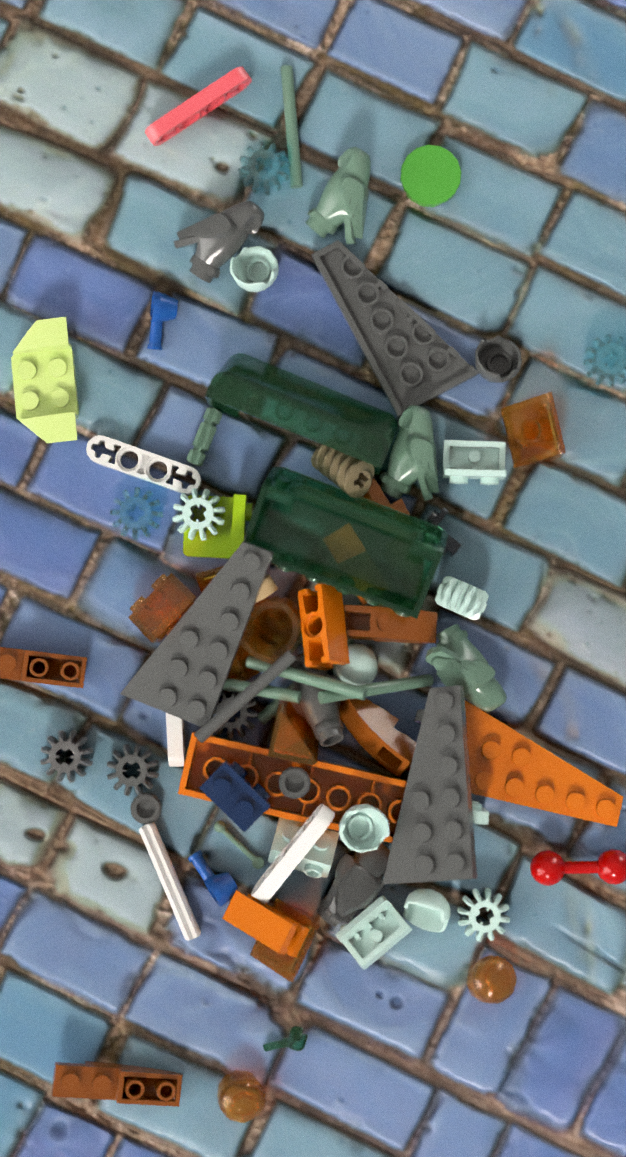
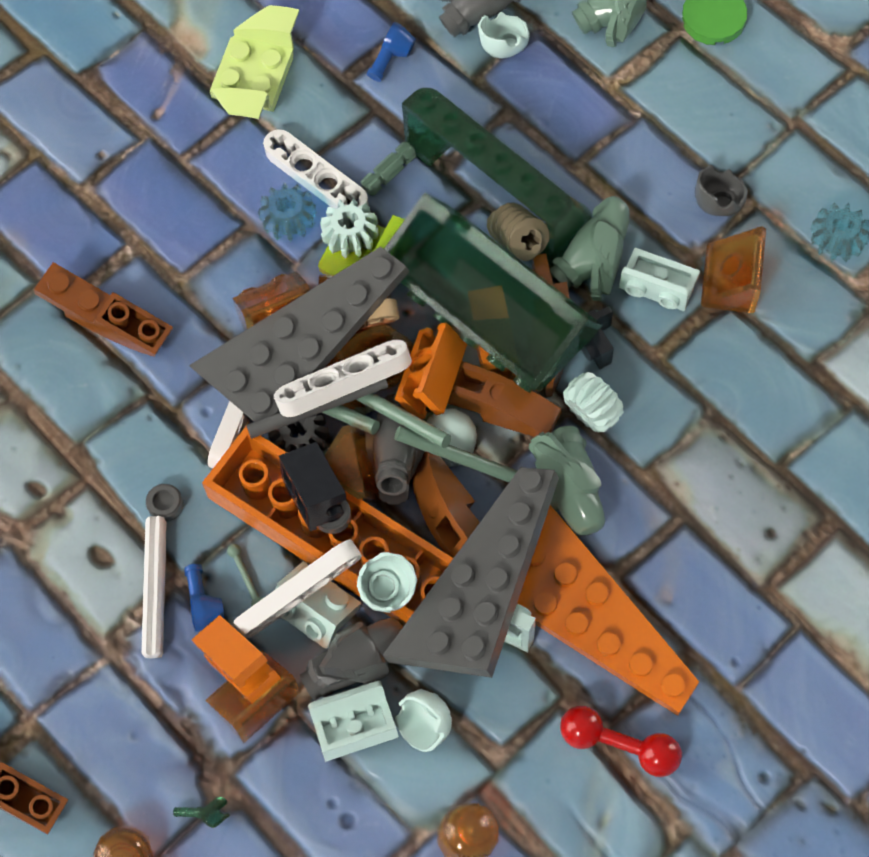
camera: 25 degrees right, 20 degrees down
(66, 767) = (95, 407): flat silver gear -> none
(134, 780) = (164, 467): dark grey gear -> none
(236, 795) = (263, 502): dark blue bracket -> none
(254, 664) = (342, 378): none -> white beam
(272, 770) = (312, 485): none -> black hinge
(397, 343) = (618, 138): dark grey wing -> none
(473, 911) = (476, 741): light aqua gear -> none

